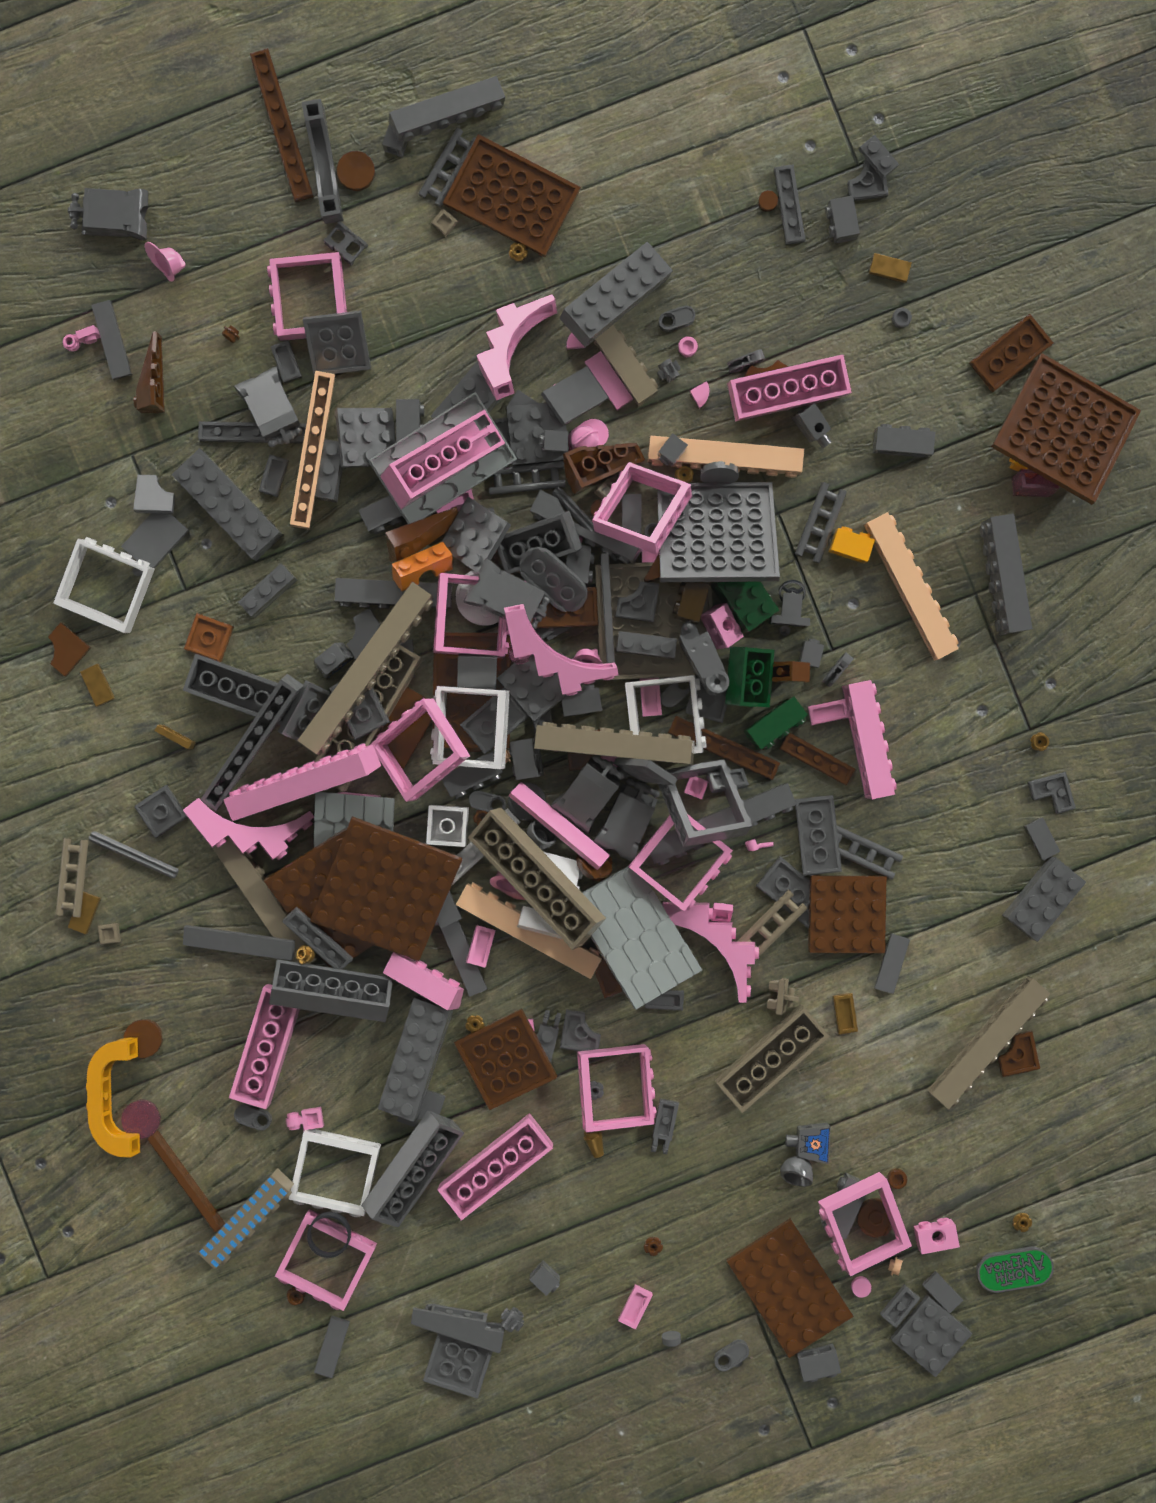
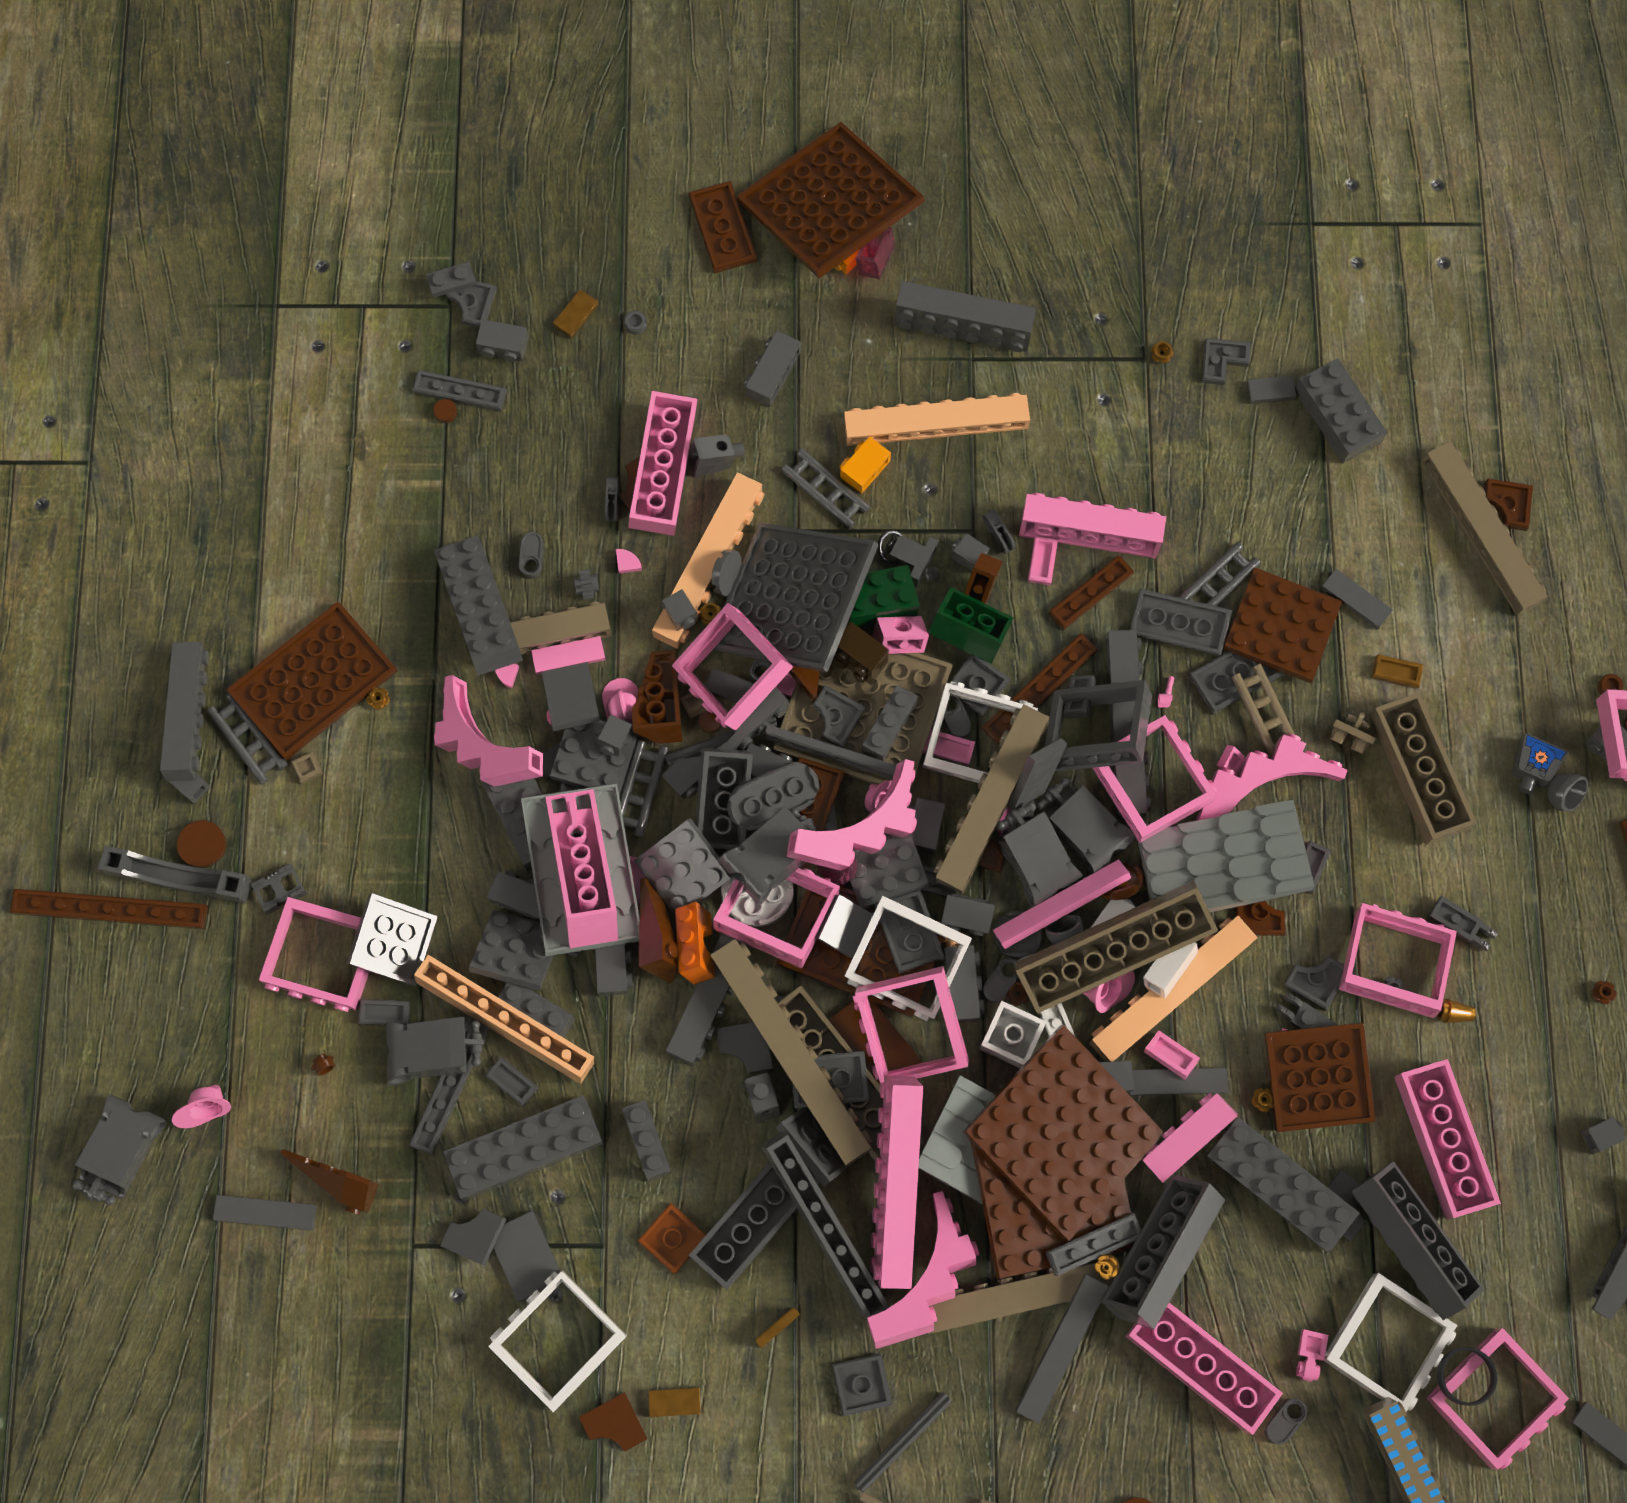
camera: 70 degrees left, 15 degrees down
(87, 335) = (247, 1239): bright pink plate -> none
(295, 1300) = (1537, 1457): reddish brown plate -> none
(687, 346) = (568, 556): bright pink tile -> none
(696, 787) = (1074, 734): bright pink plate -> none
(703, 659) = (933, 665): dark grey piece -> none
(776, 724) = (1035, 617): dark green brick -> none

